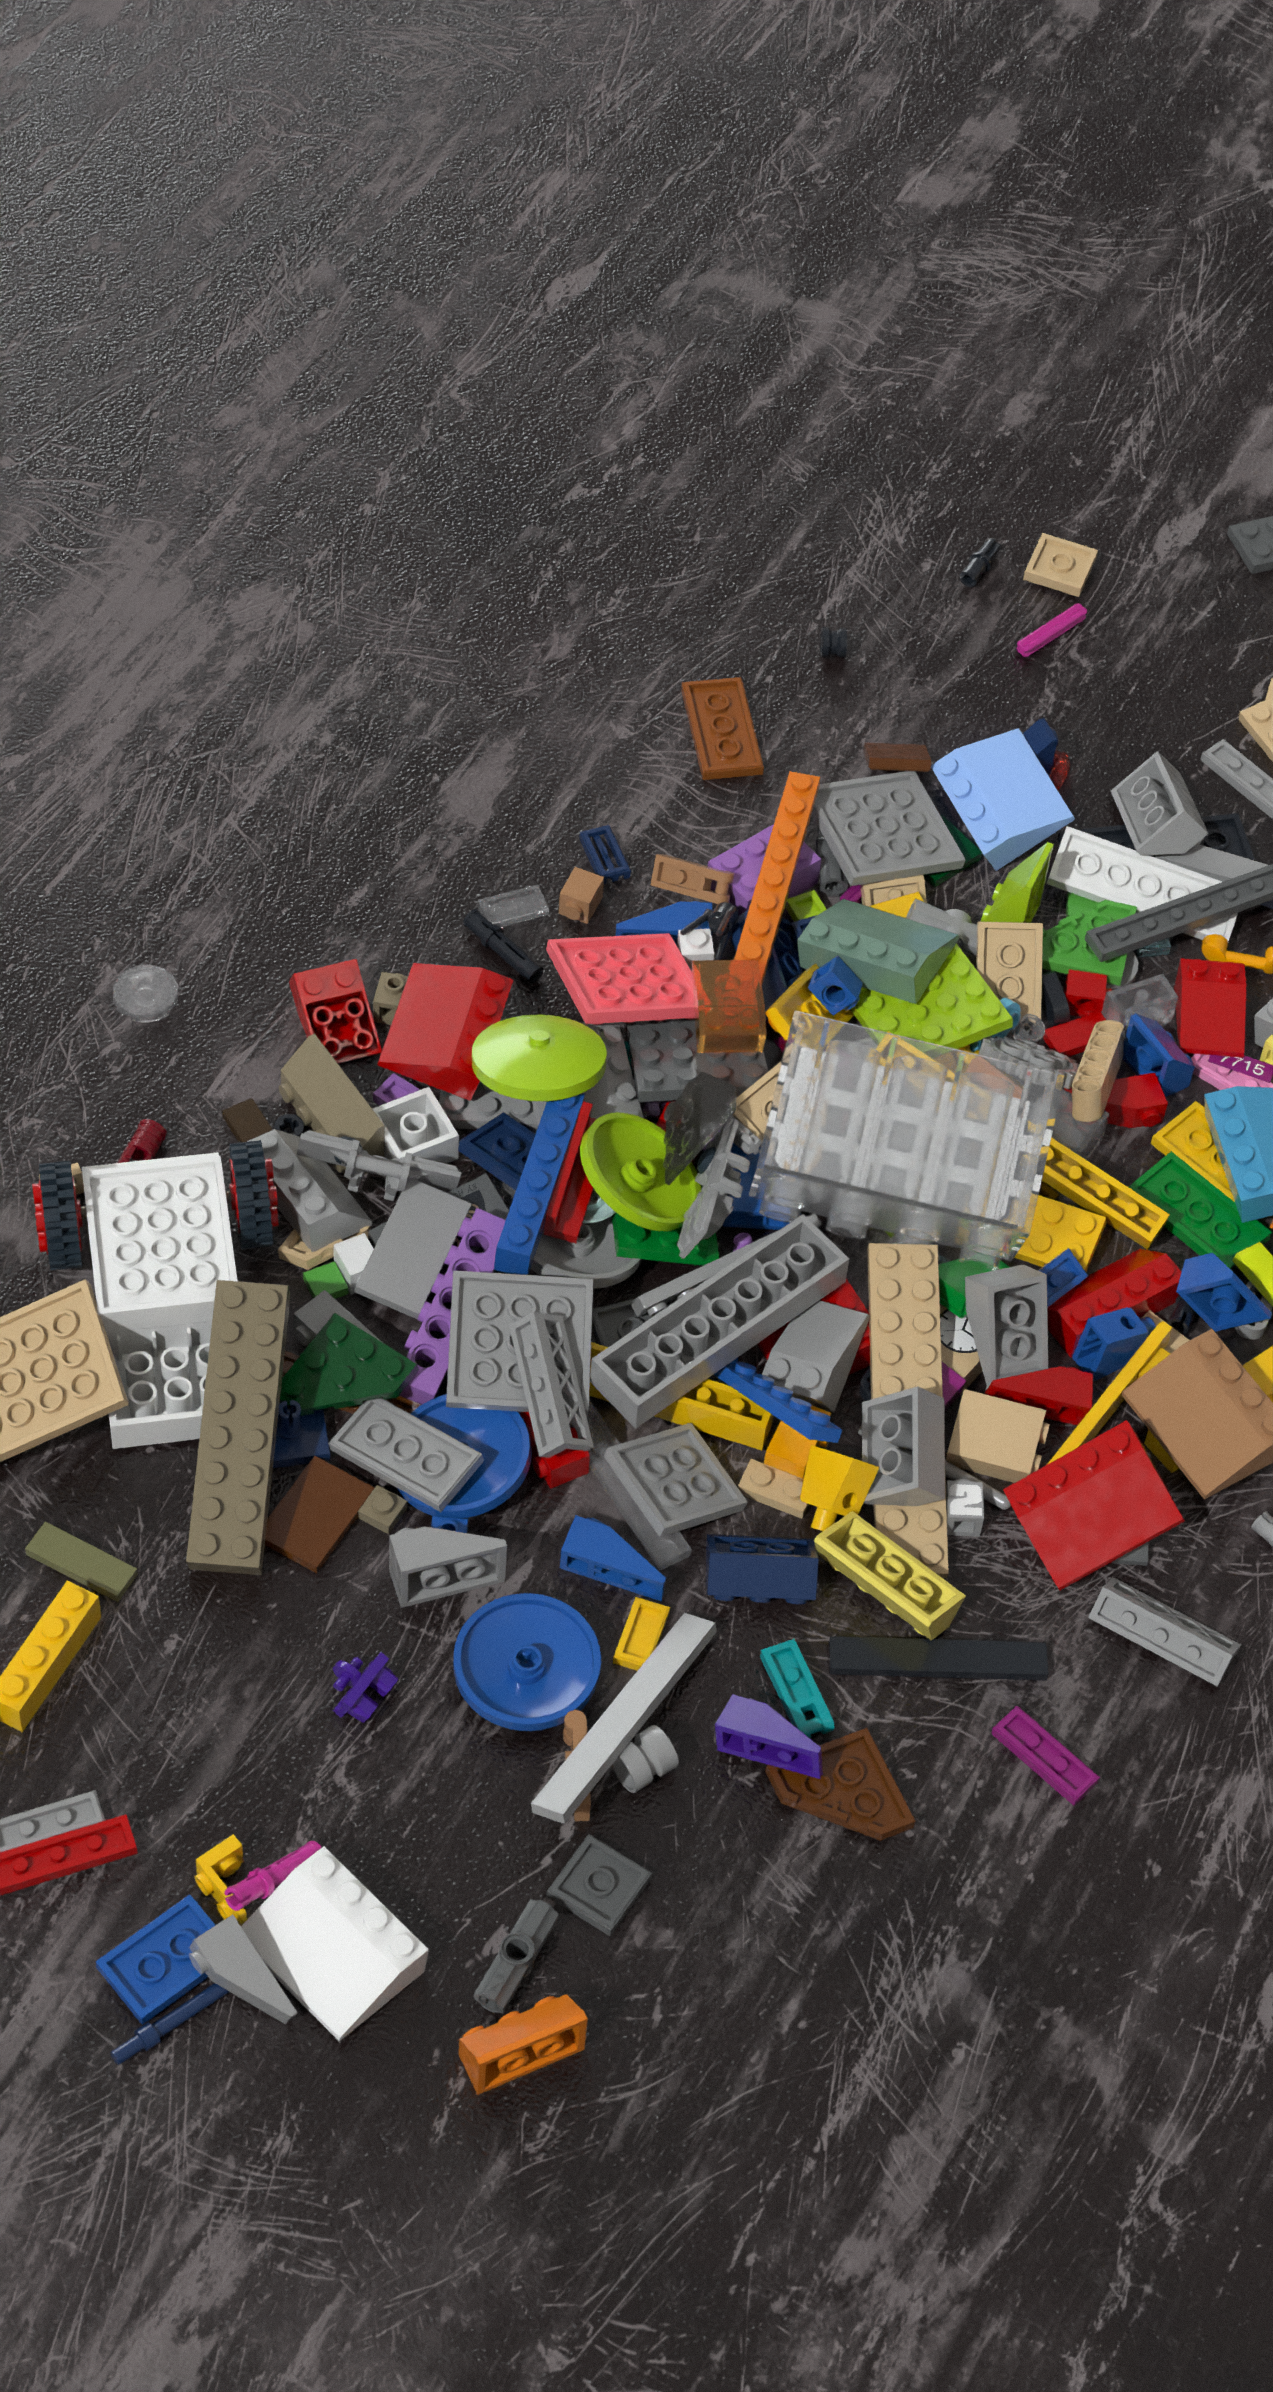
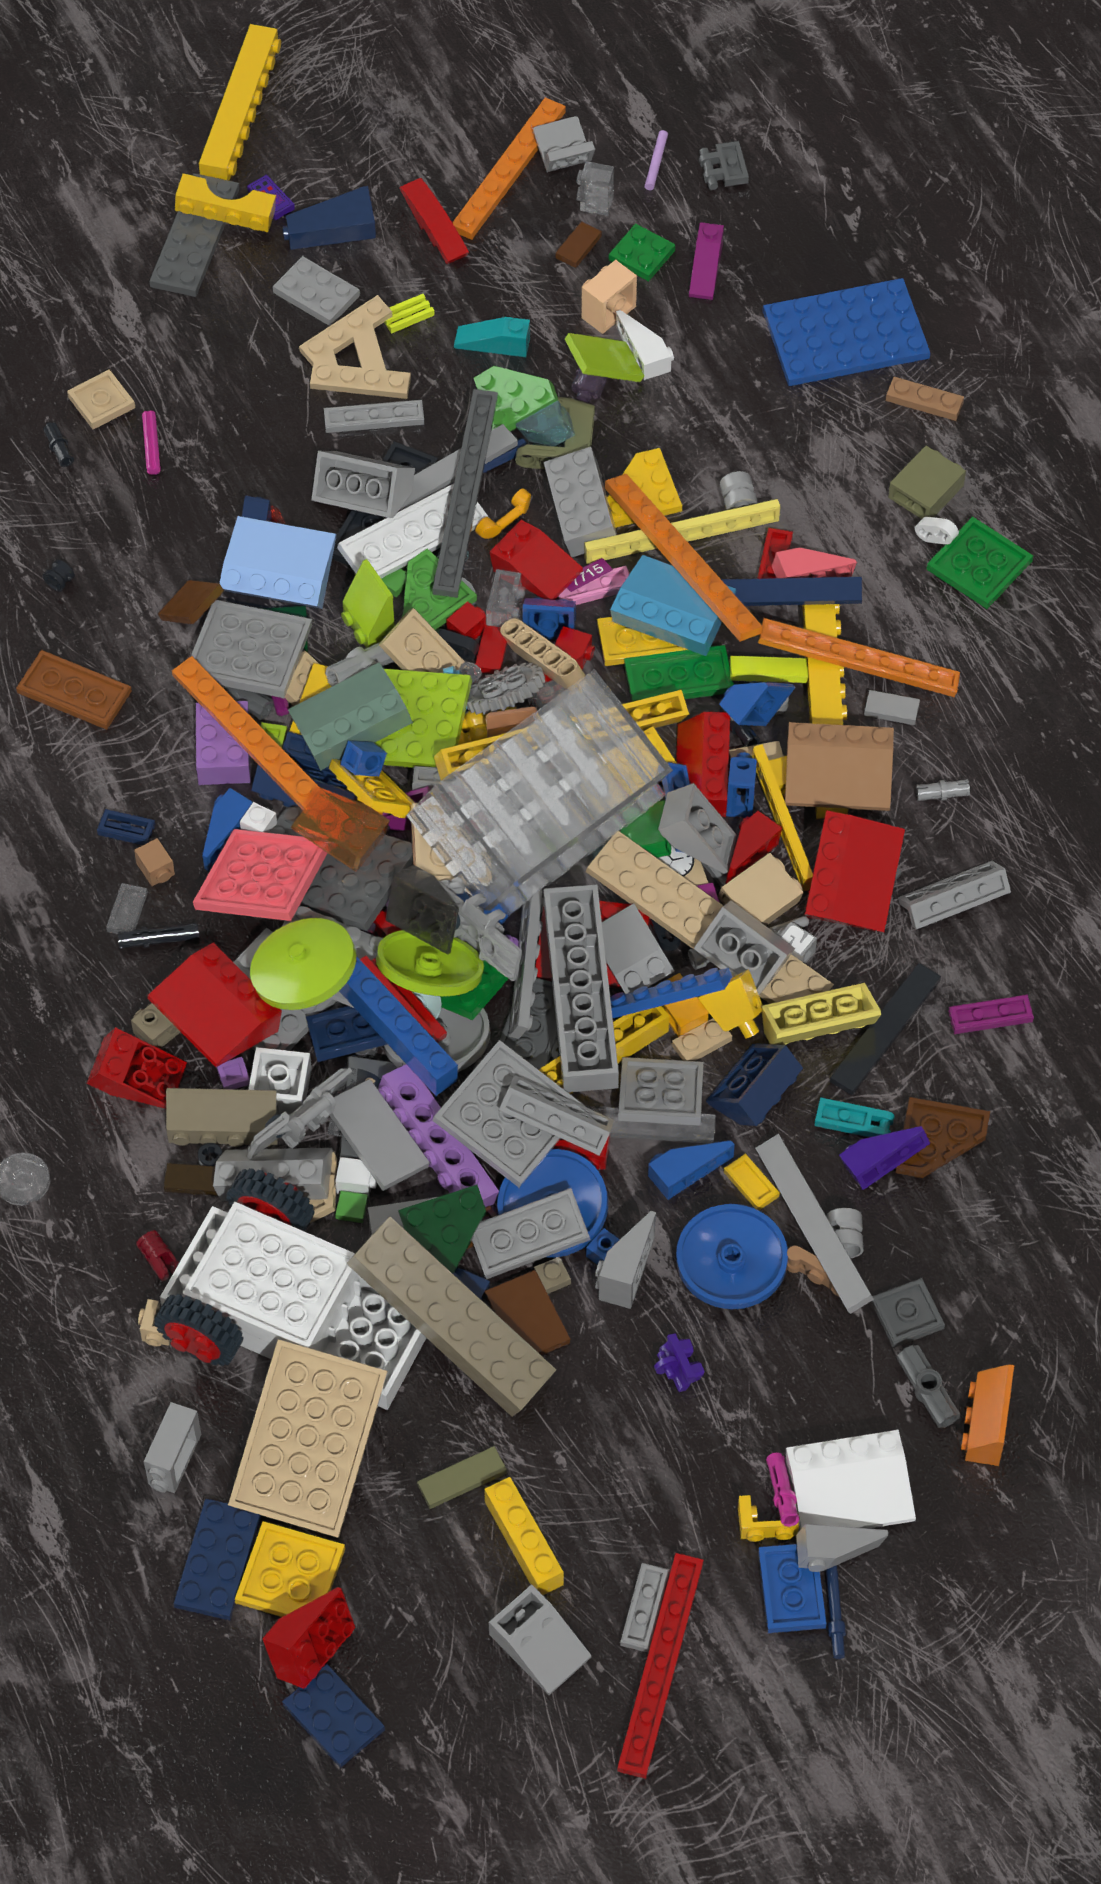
camera: 50 degrees left, 5 degrees up
(691, 879) = (199, 787): medium nougat plate -> none
(720, 922) = (252, 789): black plant -> none

